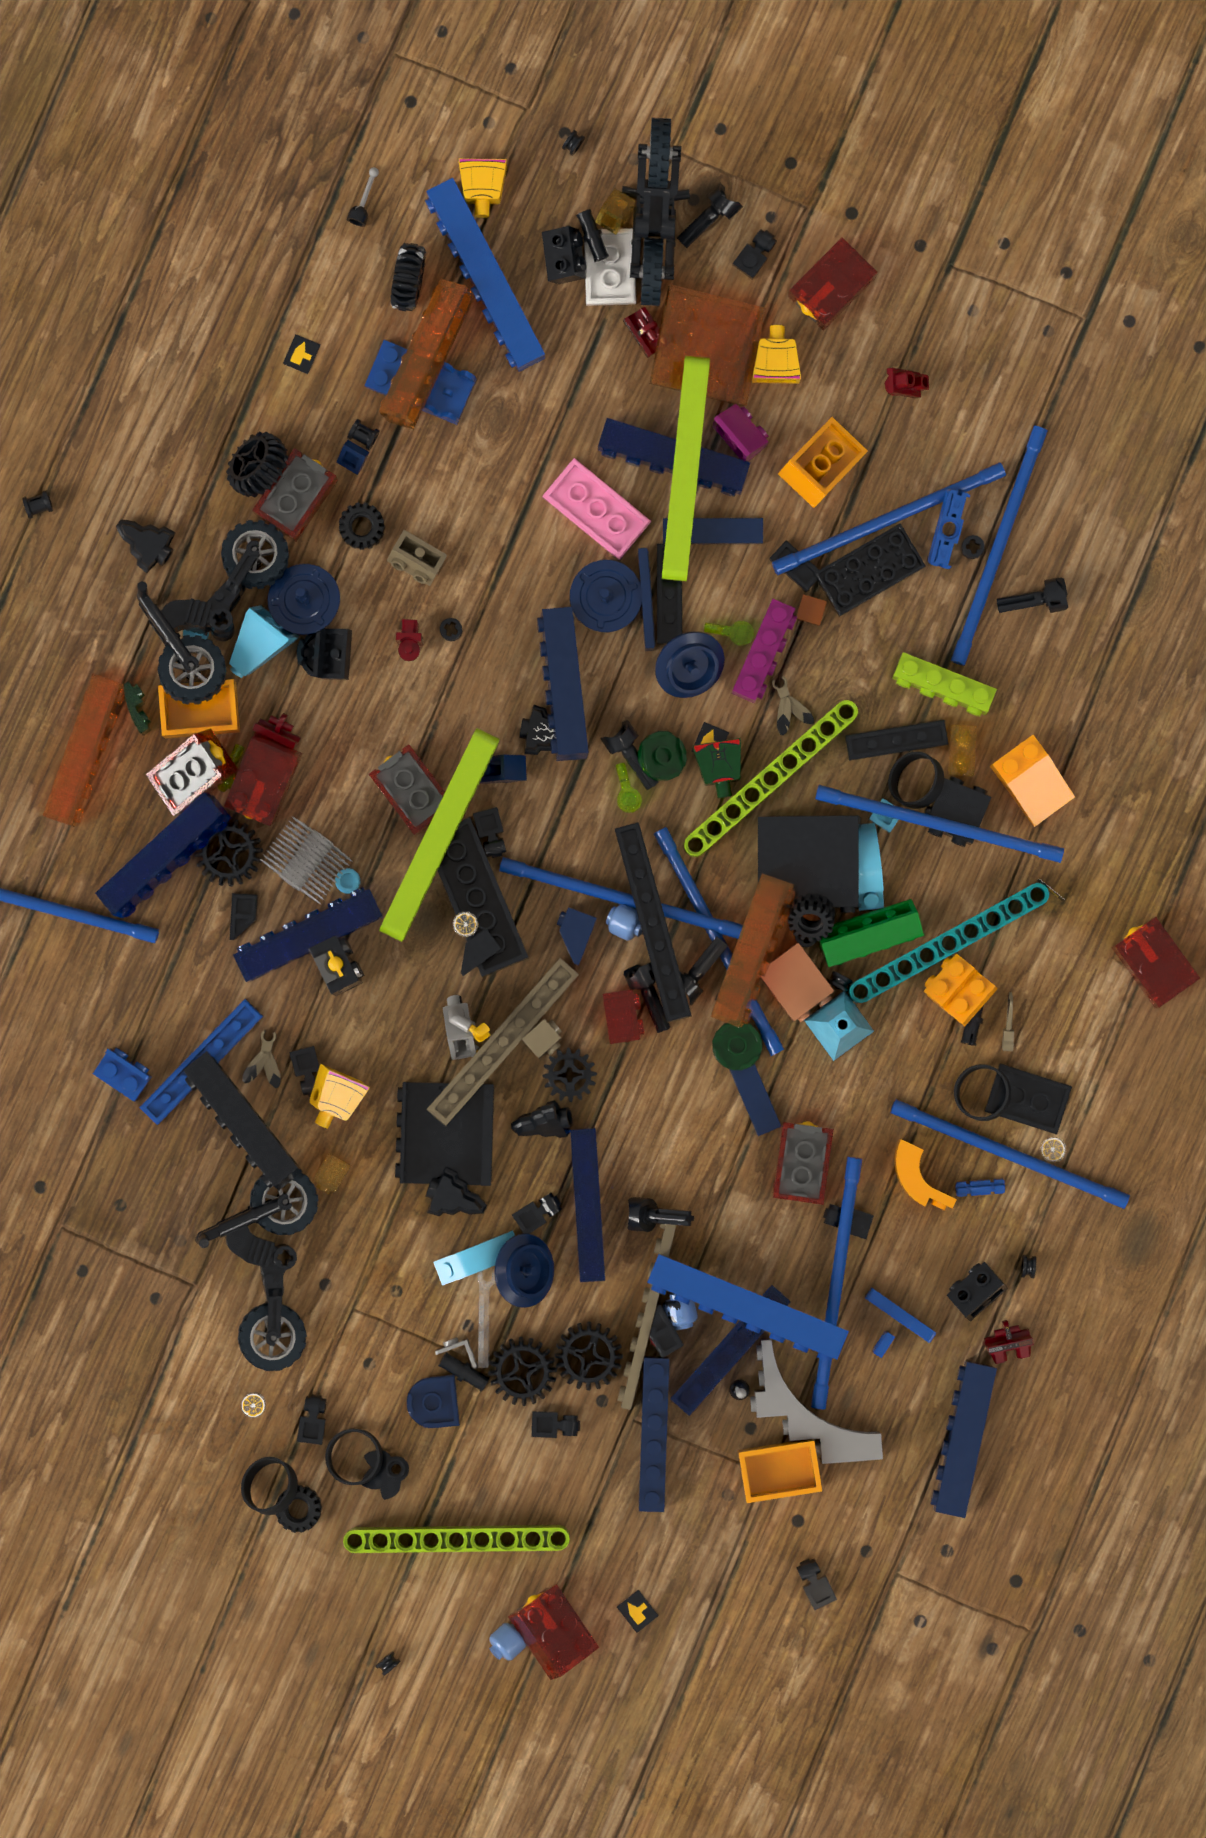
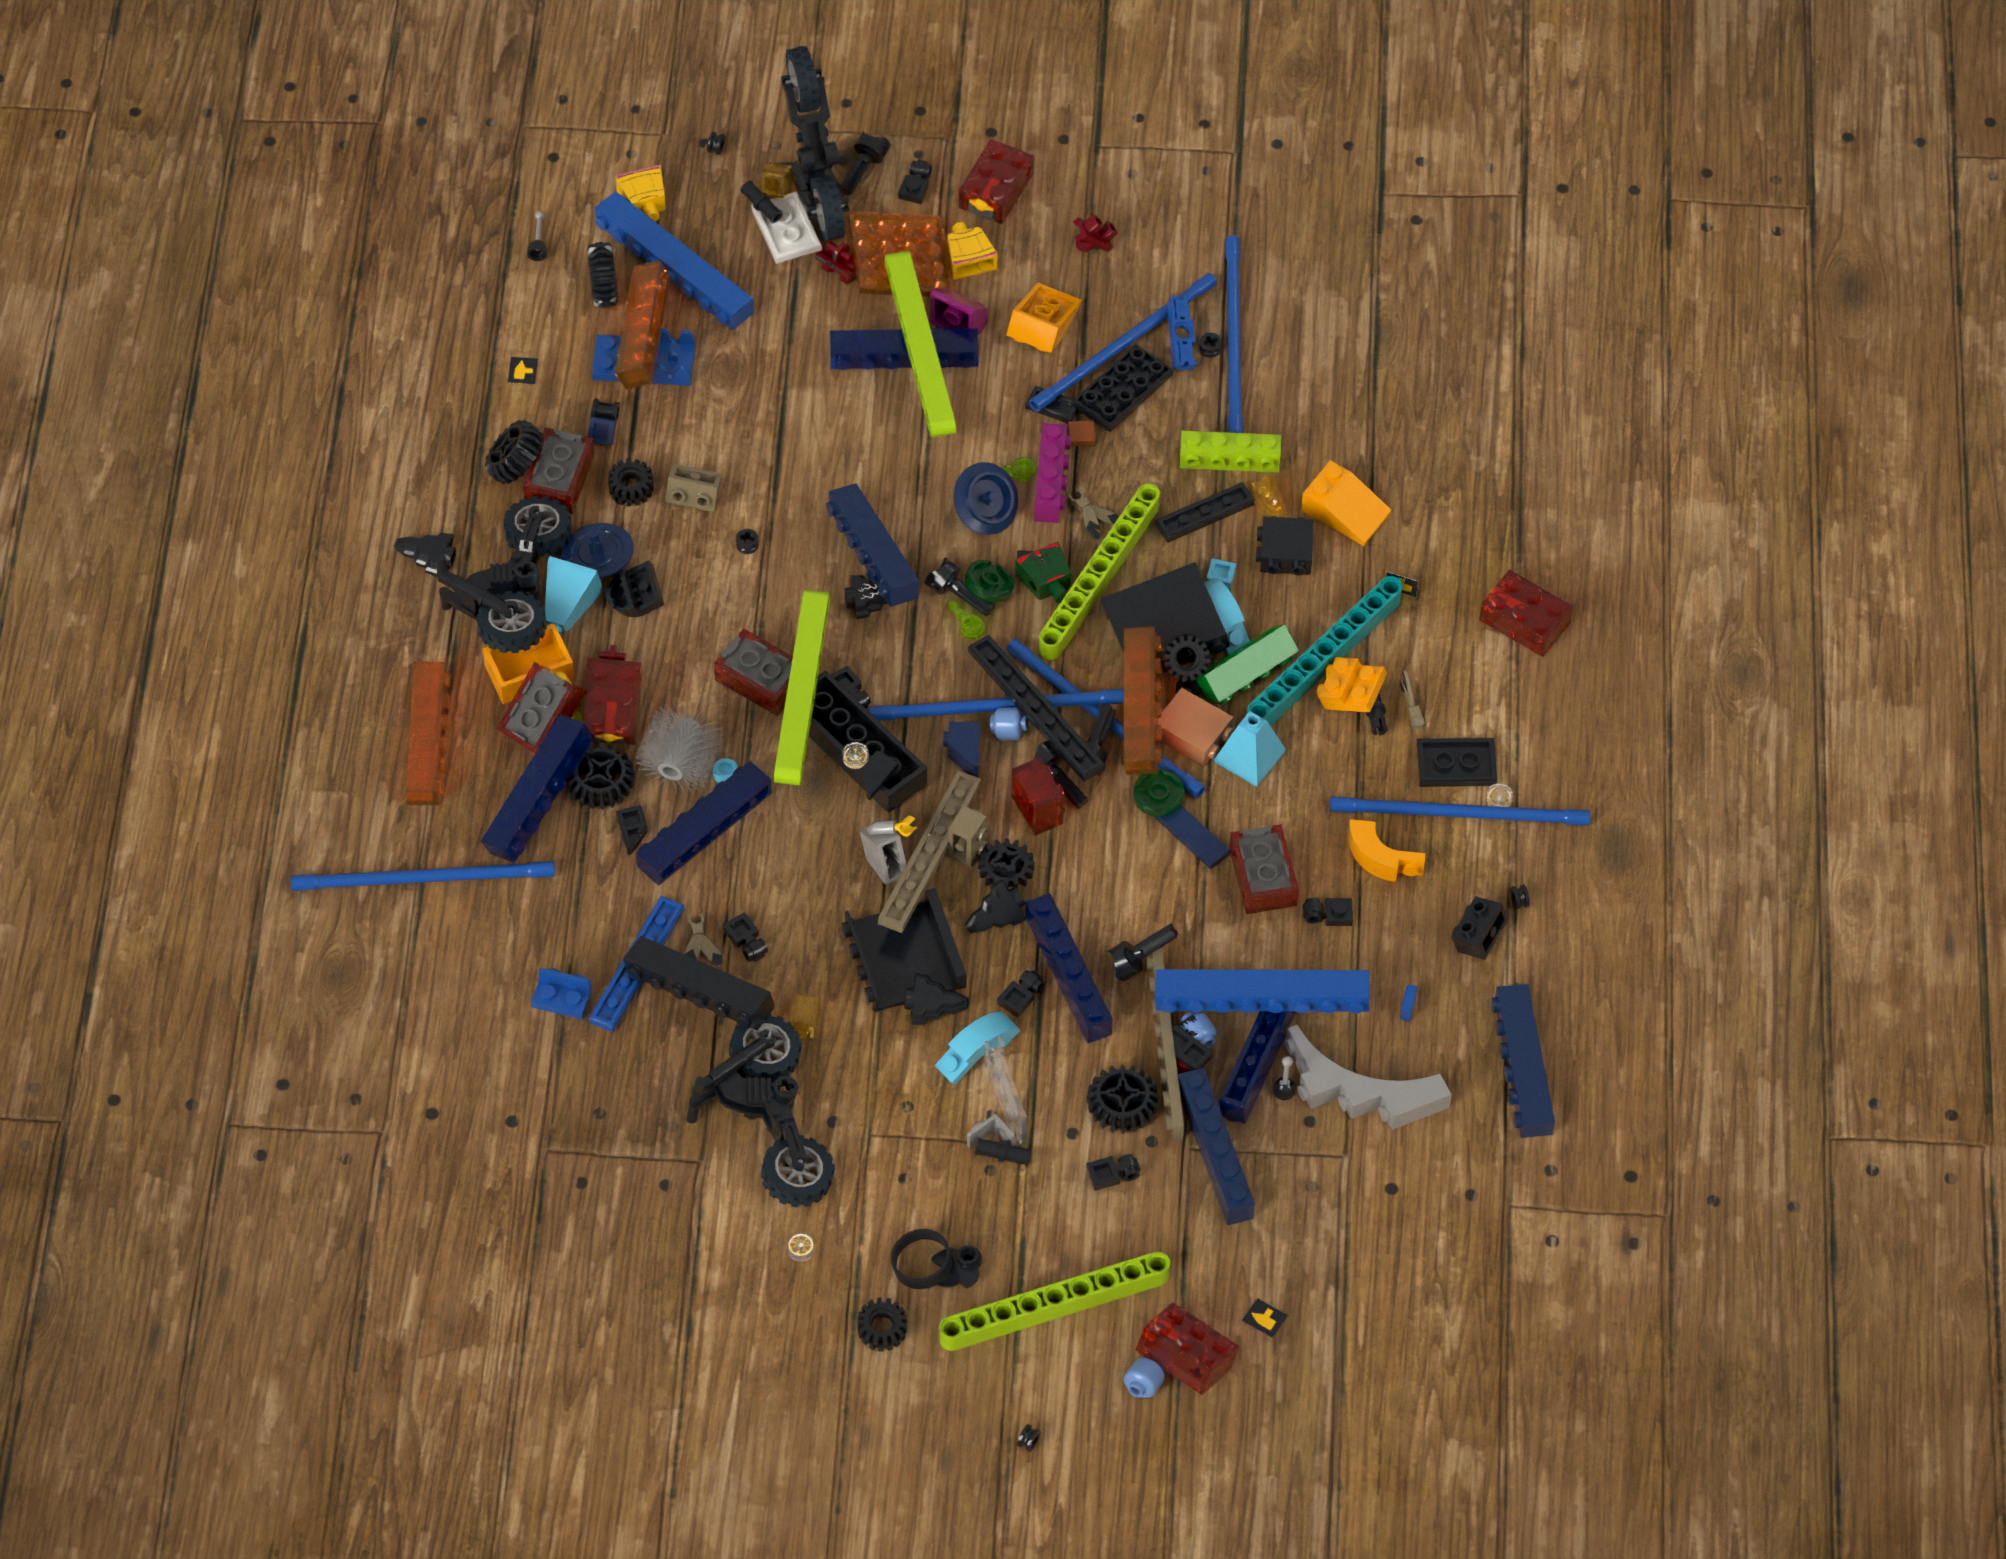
camera: 20 degrees left, 30 degrees down
(37, 504) = (312, 549): black bush -> none
(134, 701) = (469, 690): clear green slope -> none
(249, 1475) = (832, 1292): black tyre -> none
(311, 1427) = (867, 1245): black plate -> none
(335, 1095) = (782, 943): yellow torso -> none
(336, 965) = (742, 825): black piece -> none
(409, 640) = (711, 549): dark red hips -> none
(434, 1402) = (984, 1190): dark blue tile -> none
(505, 769) = (842, 633): dark blue slope -> none
(524, 1270) = (1029, 1037): dark blue piece -> none
(530, 1392) = (1061, 1143): black gear -> none
(564, 255) = (741, 224): black brick -> none
(596, 509) = (848, 412): bright pink tile -> none
(605, 596) = (885, 470): dark blue piece -> none
(647, 609) = (923, 464): dark blue tile -> none
(668, 603) = (942, 458): black tile -> none
(724, 530) = (974, 395): dark blue tile -> none
(779, 1470) = (1354, 1137): light orange piece -> none
(818, 1590) = (1437, 1238): black plate -> none
(840, 981) = (1237, 711): black bush -> none
(852, 1177) = (1317, 865): blue piece -> none
(896, 771) = (1225, 517): black tyre -> none
(900, 1315) = (1414, 973): blue piece -> none
(957, 1092) = (1401, 744): black tyre -> none
(980, 1187) = (1444, 846): blue axle -> none
(1009, 1339) = (1541, 962): dark red hips -> none
(1041, 850) = (1378, 543): blue piece -> none
(1053, 595) = (1288, 362): black piece -> none

